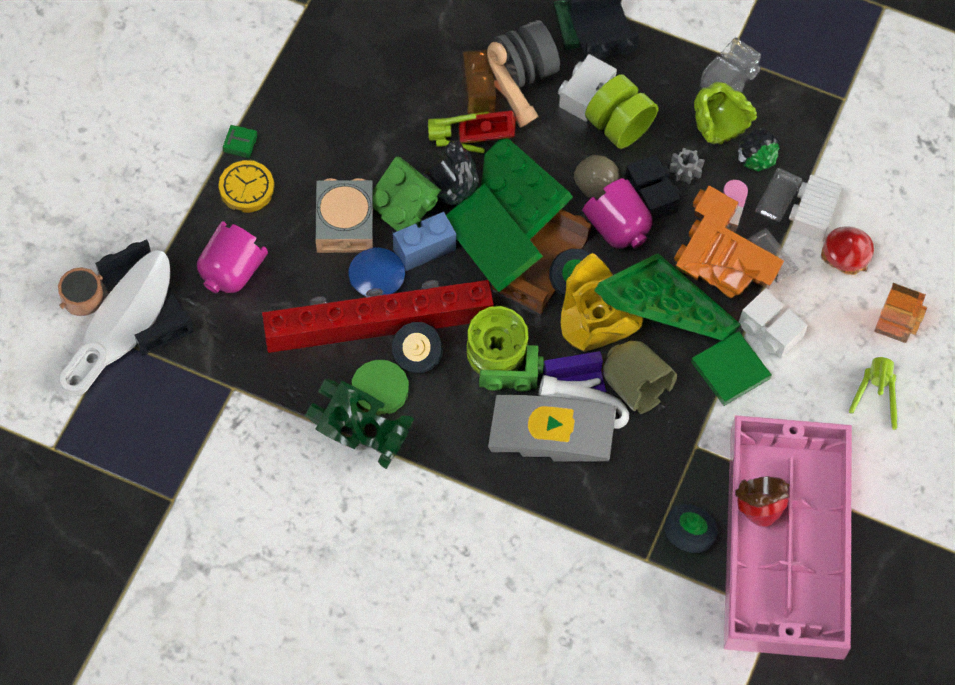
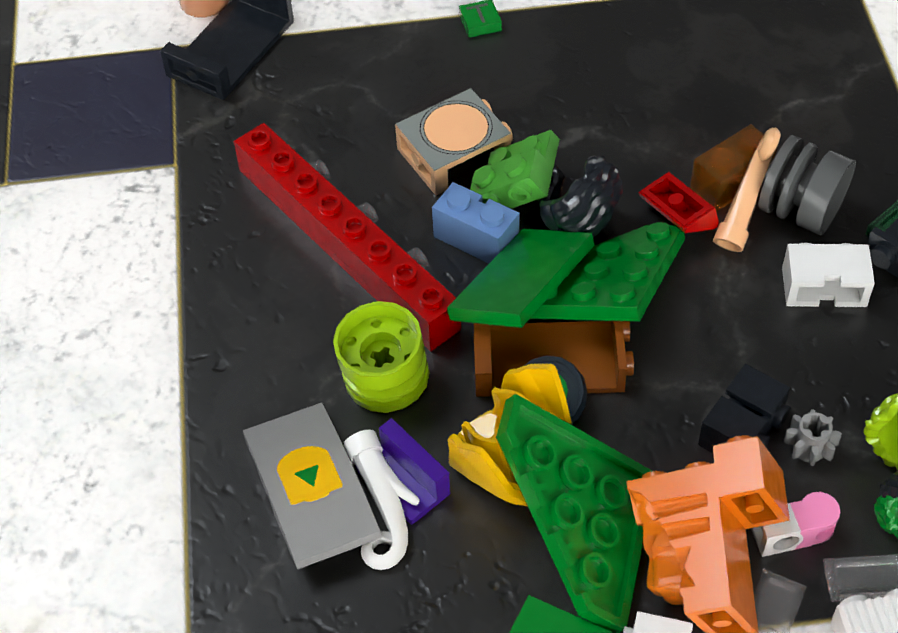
camera: 65 degrees right, 10 degrees down
(124, 312) = (205, 33): white plant -> none
(229, 259) = (315, 69): dark pink cylinder -> none
(246, 186) = (429, 49): yellow tile -> none
(344, 412) = (184, 264): dark green hips -> none
(376, 269) = (405, 208): blue dish -> none
(384, 382) = (258, 286): bright green tile -> none
(417, 347) = (329, 289): black wheel -> none
(441, 128) = (642, 169): lime plant -> none
(518, 380) = (371, 415): bright green bracket -> none
(595, 174) = (710, 351): dark tan hair -> none
(620, 215) = (668, 393): dark pink cylinder -> none
(621, 111) = (818, 317): lime wheel -> none
(638, 375) = (444, 537): olive cylinder -> none

